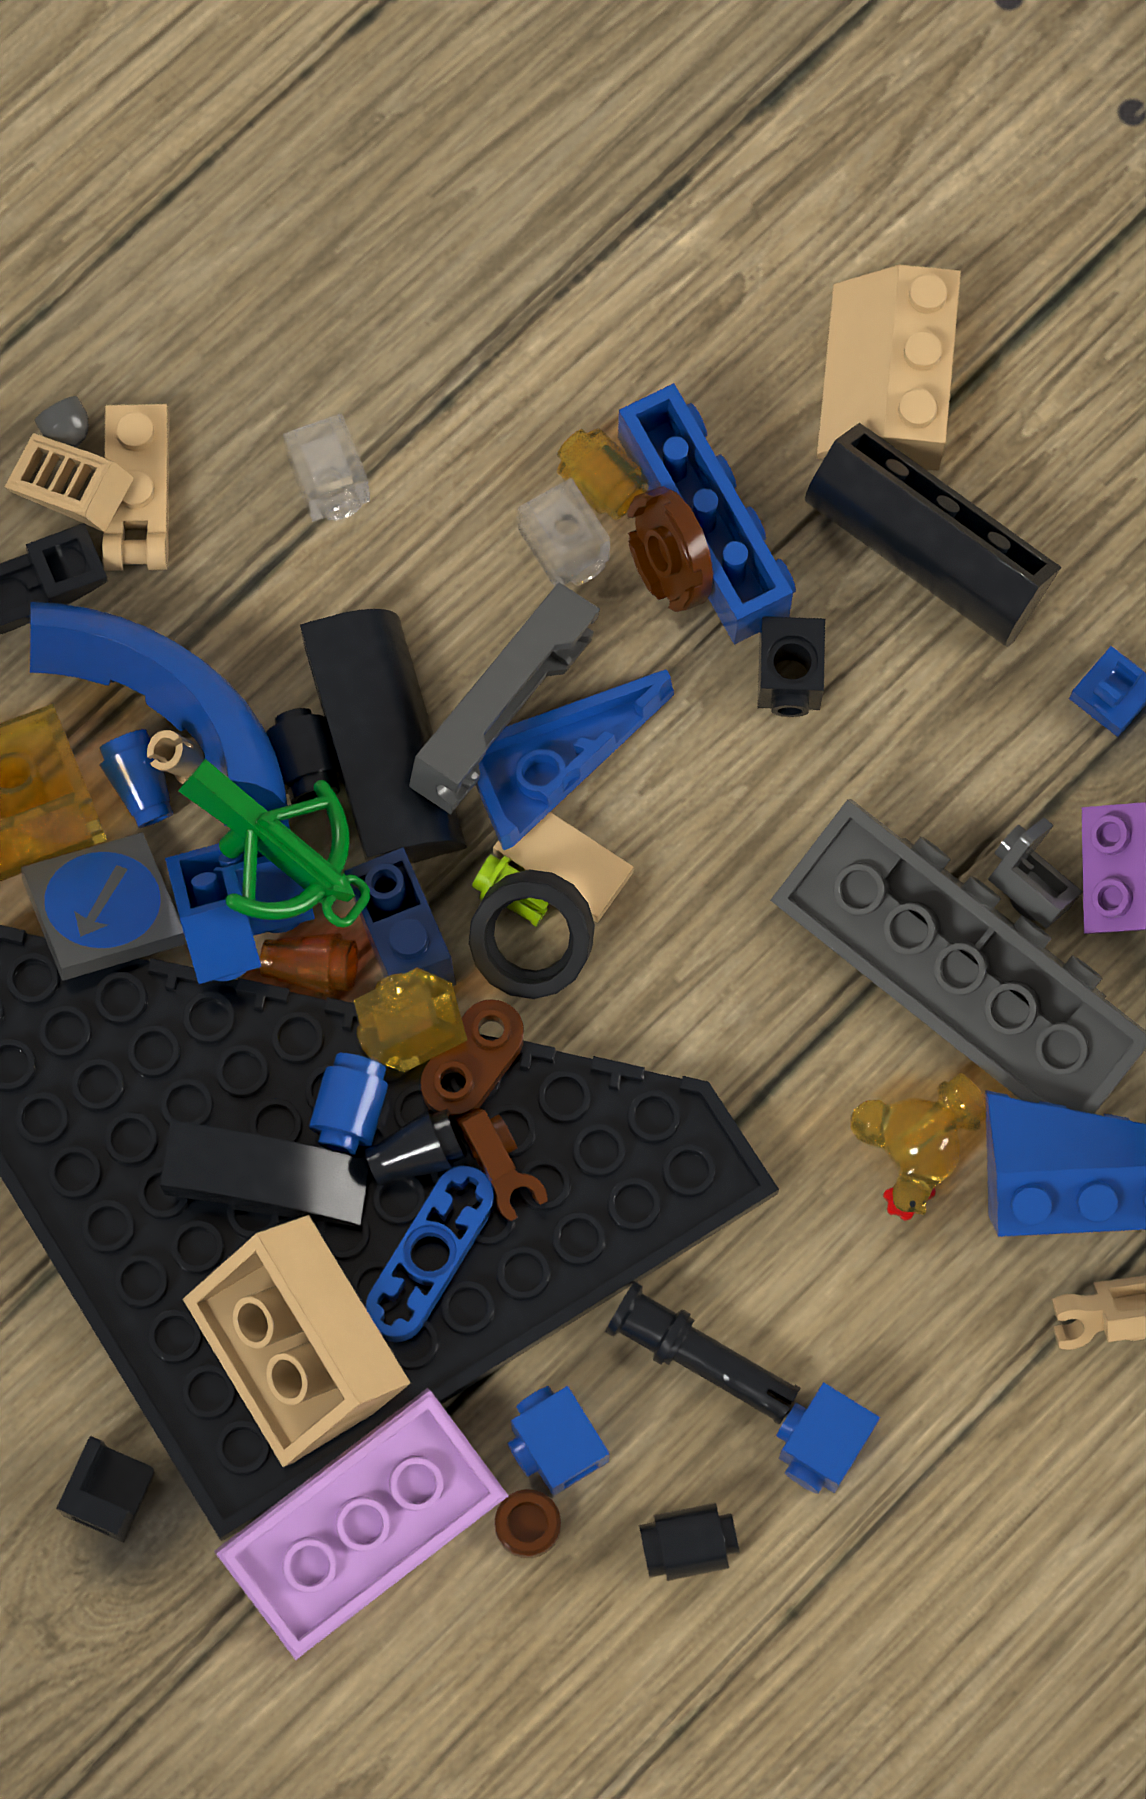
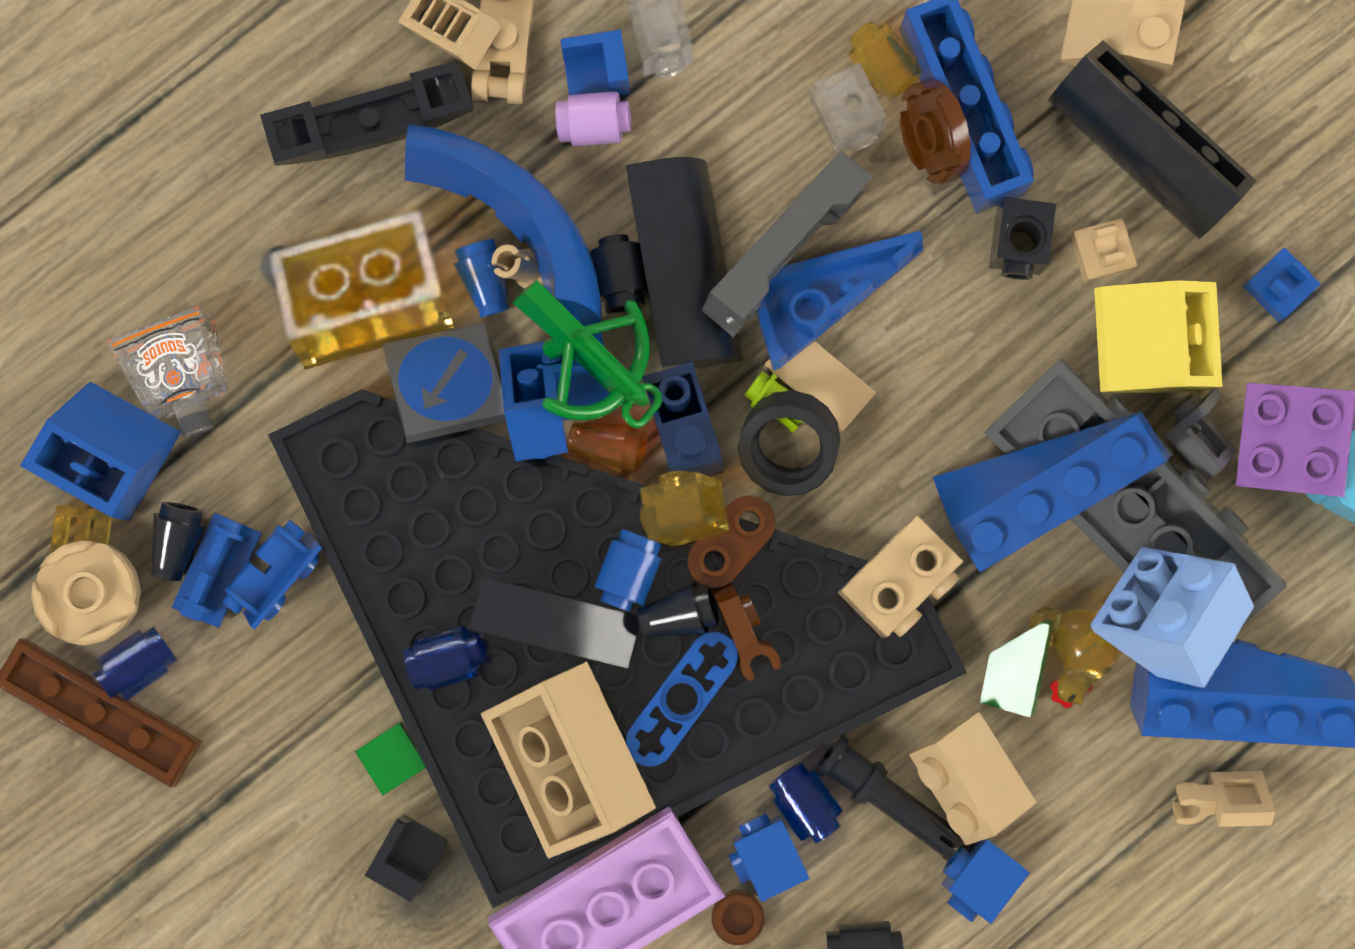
camera: 10 degrees right, 10 degrees up
(76, 1373) = (391, 758): none -> green tile
(132, 1233) = (444, 658): none -> clear blue brick
(252, 515) = (595, 63): none -> blue panel
(254, 577) = (593, 119): none -> lavender brick
(597, 1369) = (806, 803): none -> clear blue brick
(683, 1078) = (901, 578): none -> tan brick
(798, 1314) = (972, 779): none -> tan brick
(835, 961) = (1033, 490): none -> blue wedge
(841, 1179) = (1017, 671): none -> tile
(893, 672) = (1103, 250): none -> tan tile
(965, 763) = (1158, 337): none -> light yellow slope
(1018, 1081) = (1175, 614): none -> light blue slope

